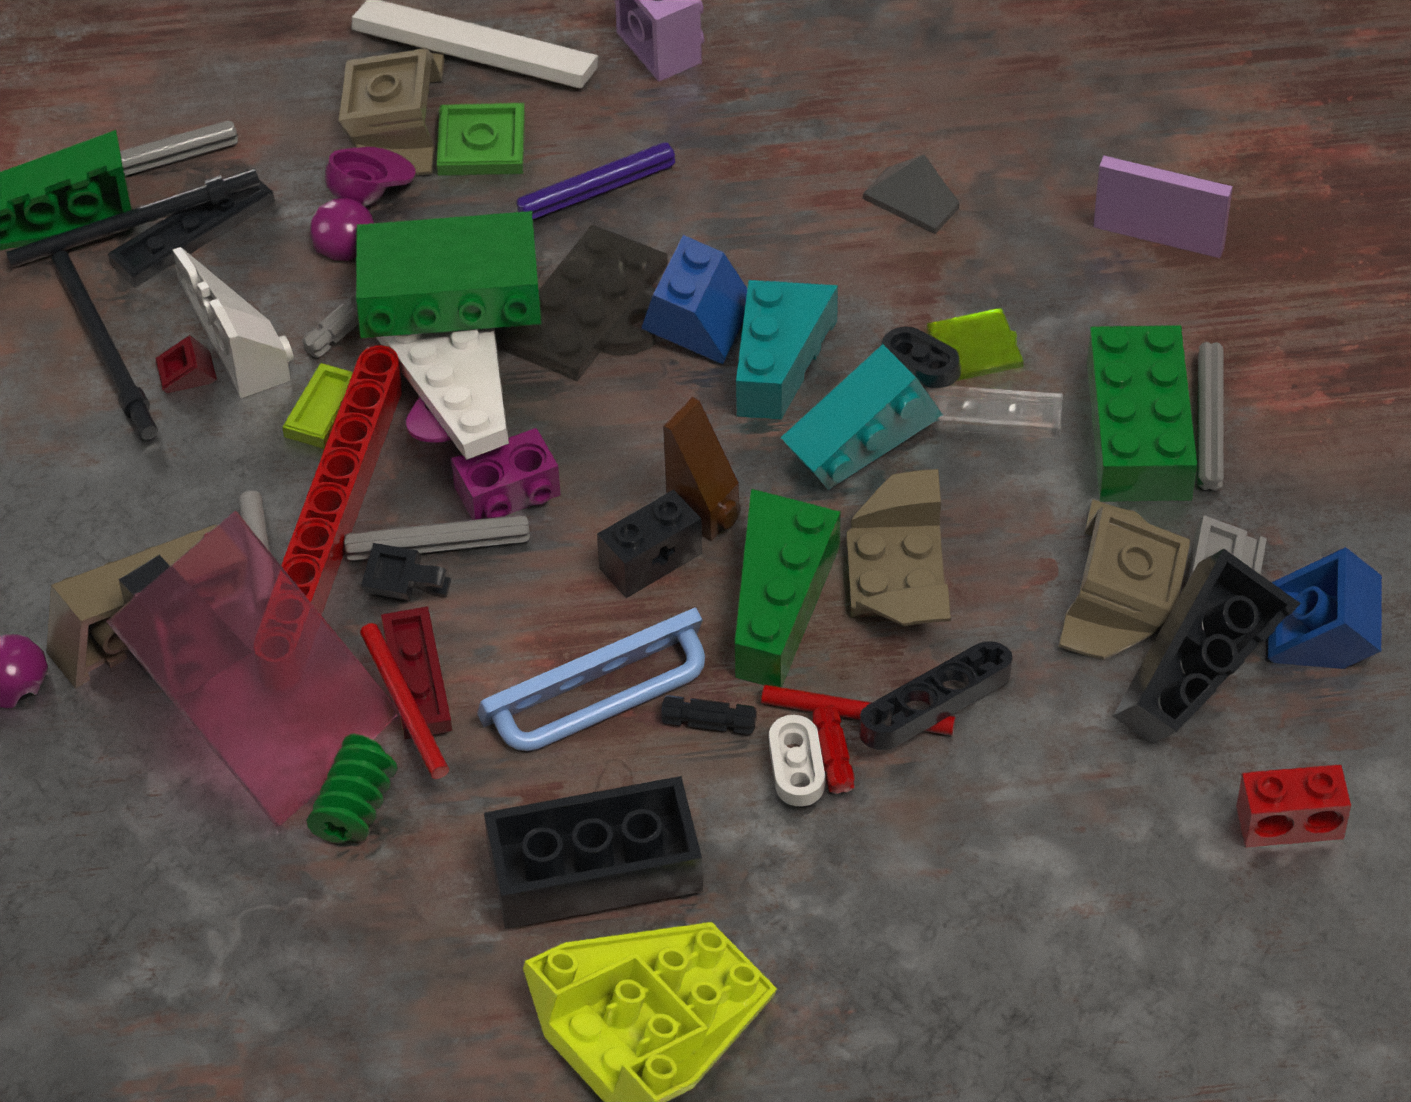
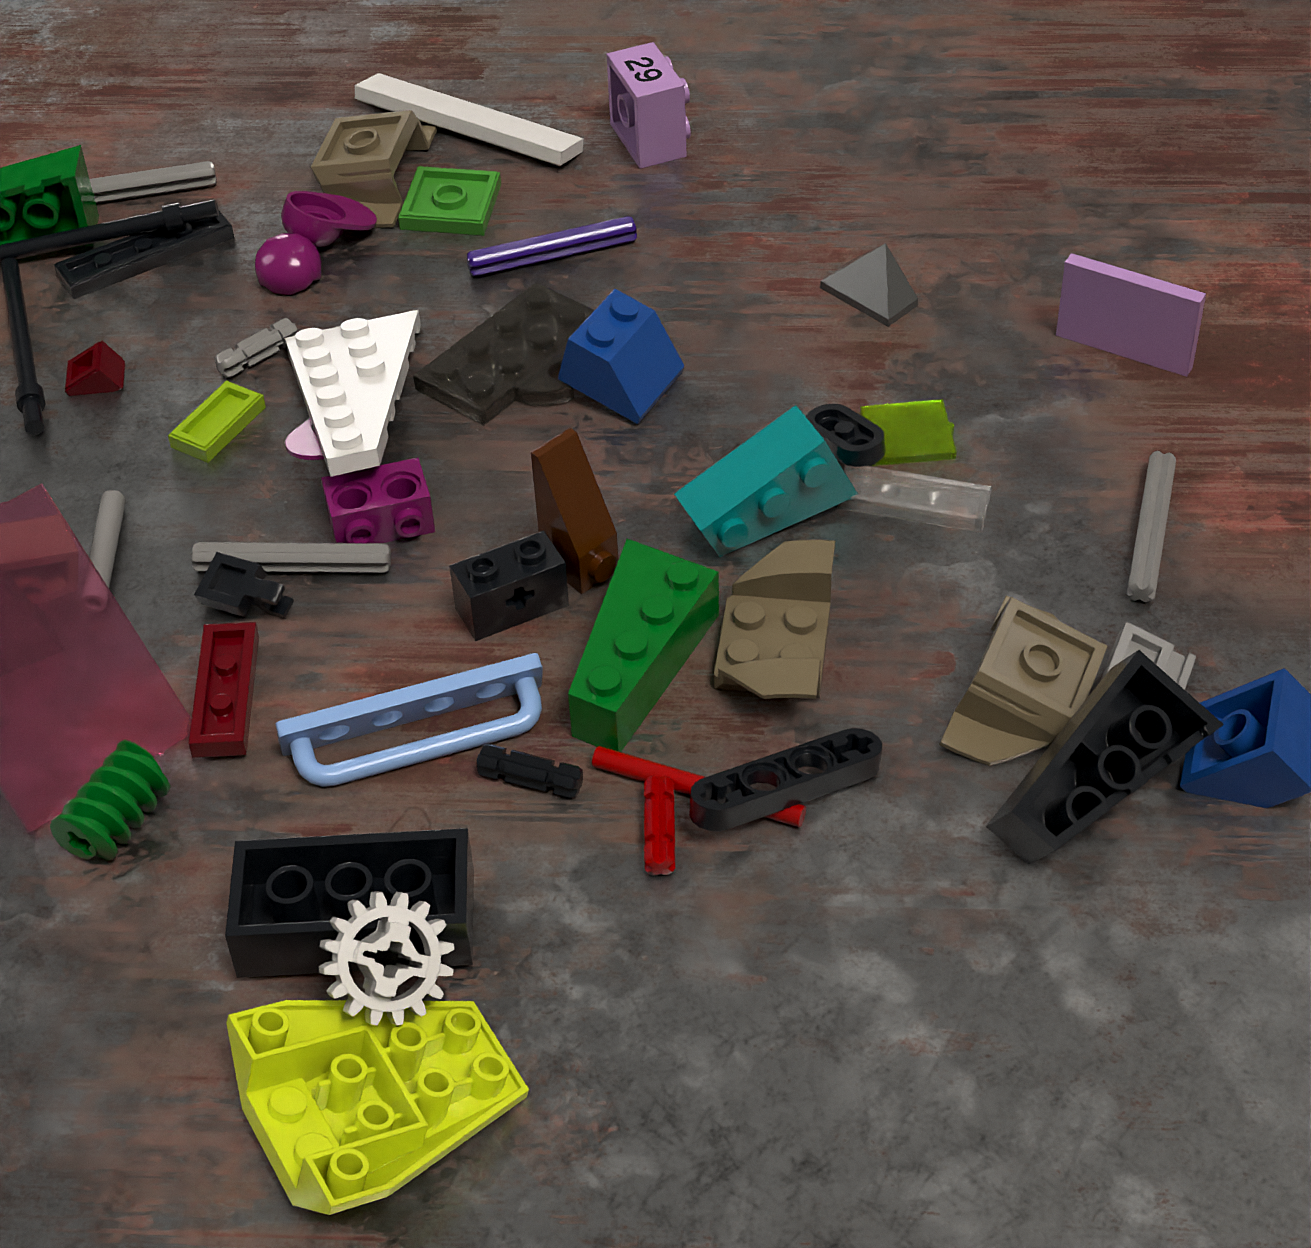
camera: 10 degrees right, 5 degrees down
(238, 332) = (152, 344): white wedge -> none
(344, 473) = (204, 494): red beam -> none
(404, 701) = (197, 716): red bar -> none
(446, 274) = (367, 307): green panel -> none
(647, 872) = (382, 982): none -> white gear
(778, 341) = (696, 405): teal wedge -> none
(796, 764) = (613, 836): white plate -> none
(1141, 414) = (1074, 514): green brick -> none
(1293, 806) = (1185, 954): red brick -> none

